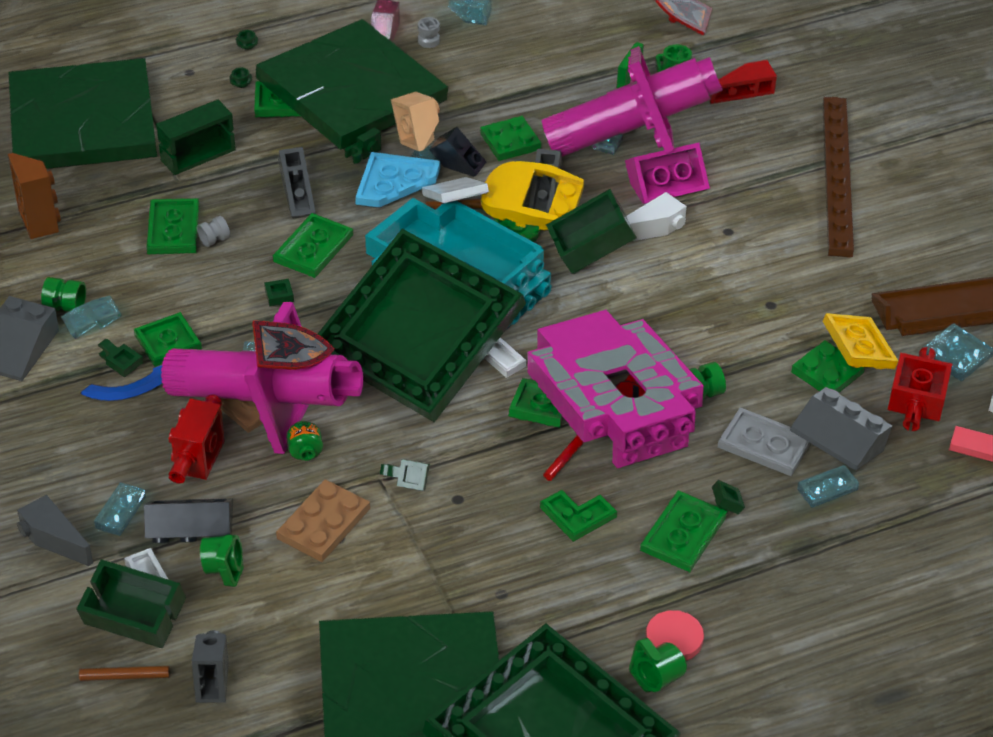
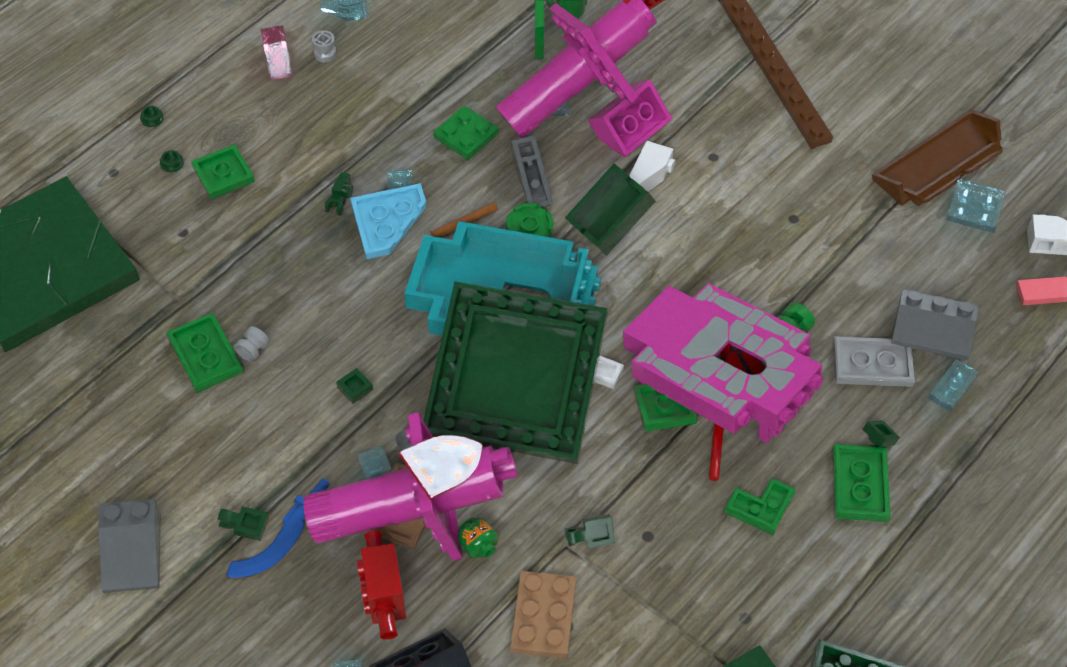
camera: 25 degrees left, 10 degrees up
(34, 195) = (56, 379): dark orange slope -> none
(63, 295) = (148, 477): green wheel -> none
(96, 312) = (188, 487): clear light blue slope -> none
(165, 335) = (276, 480): green tile -> none
(196, 137) = (174, 247): dark green piece -> none
(296, 182) = (299, 259): dark grey slope -> none
(313, 245) = (353, 320): green tile -> none
(347, 81) = (286, 130): dark green tile -> none
(416, 119) = (379, 150): light nougat slope -> none
(455, 189) = (457, 211): white tile -> none
(457, 153) = (430, 168): black slope -> none
(509, 187) = (508, 196): yellow slope -> none
(658, 666) = (931, 635): green piece -> none
(676, 628) = (918, 594): coral tile -> none
(826, 368) = (881, 266): green plate -> none
(860, 341) = (897, 229): yellow plate -> none
(919, 387) = (972, 256): red brick -> none

